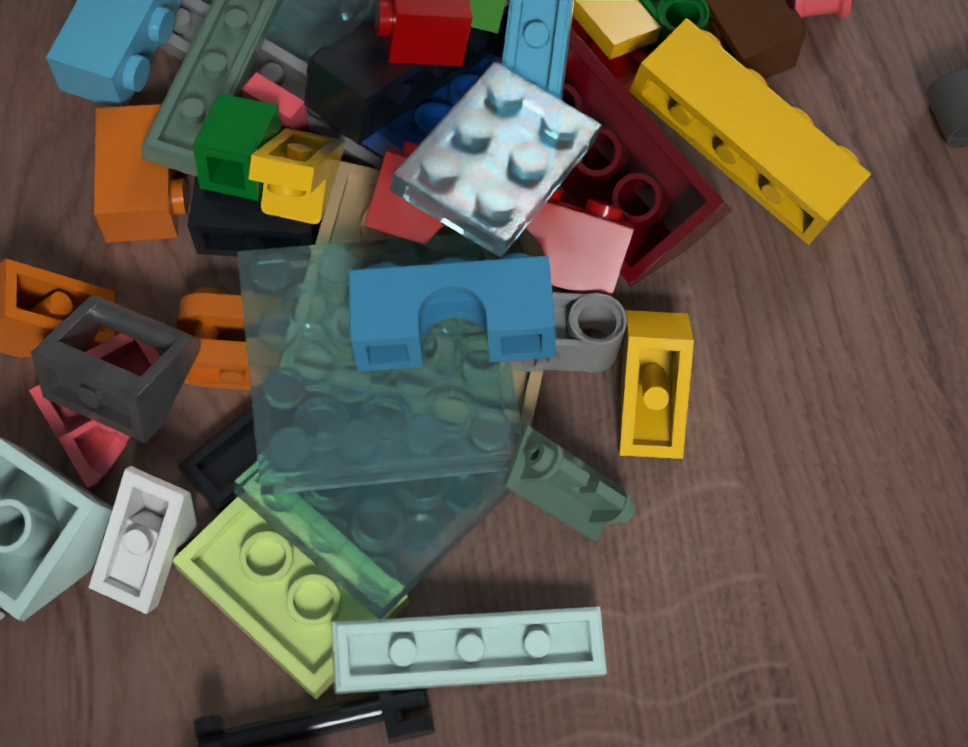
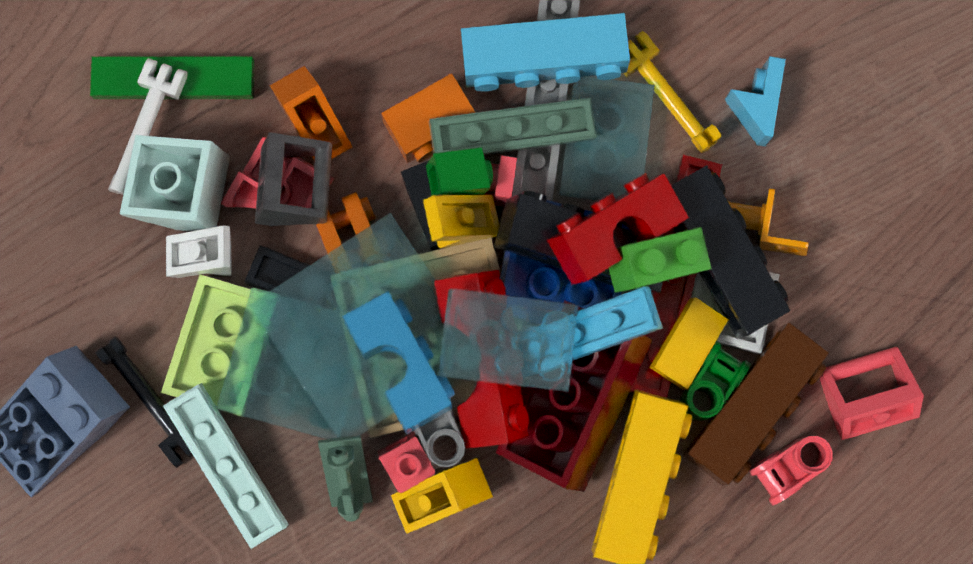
camera: 60 degrees right, 15 degrees up
(584, 395) = (406, 462): none -> coral bracket

